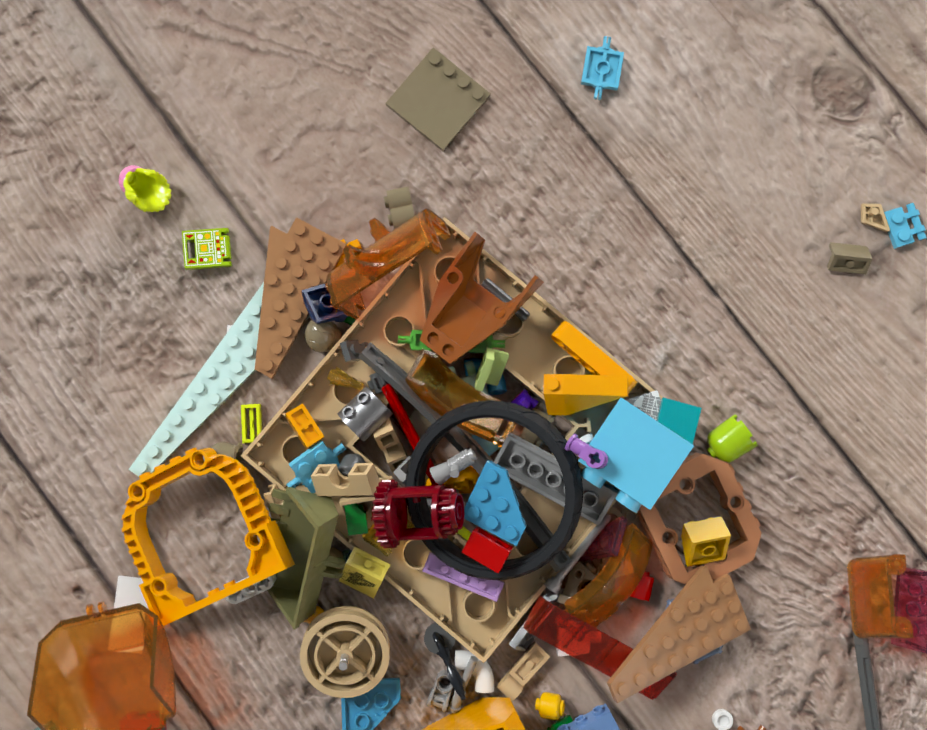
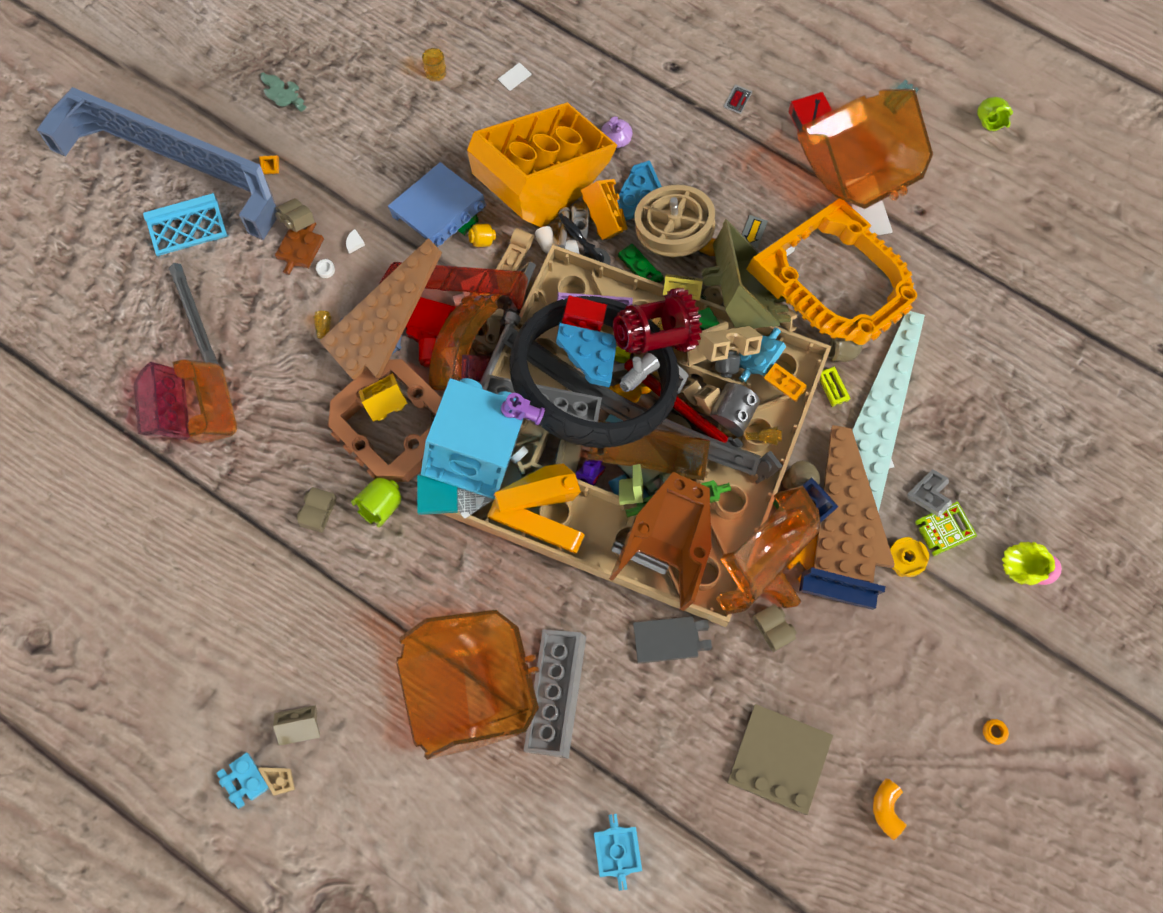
camera: 165 degrees right, 15 degrees down
(210, 286) = (927, 493): none -> light grey plate
(244, 55) = (1003, 730): none -> light orange piece
(245, 226) = (914, 548): none -> yellow plate
(262, 623) = (754, 230): none -> sticker
(329, 222) = (840, 588): none -> dark blue fence
(367, 31) = (884, 809): none -> light orange cylinder
(395, 618) = (639, 264): none -> green plate
(412, 694) = (604, 208): none -> light orange wedge
(499, 228) = (669, 639): none -> dark grey tile
(614, 214) = (556, 693): none -> light grey arch
(630, 622) = (427, 319): none -> red piece
(695, 233) = (465, 682): none -> clear orange windscreen
(740, 652) = (322, 323): none -> clear yellow cone
(789, 452) = (316, 509): none -> dark tan brick

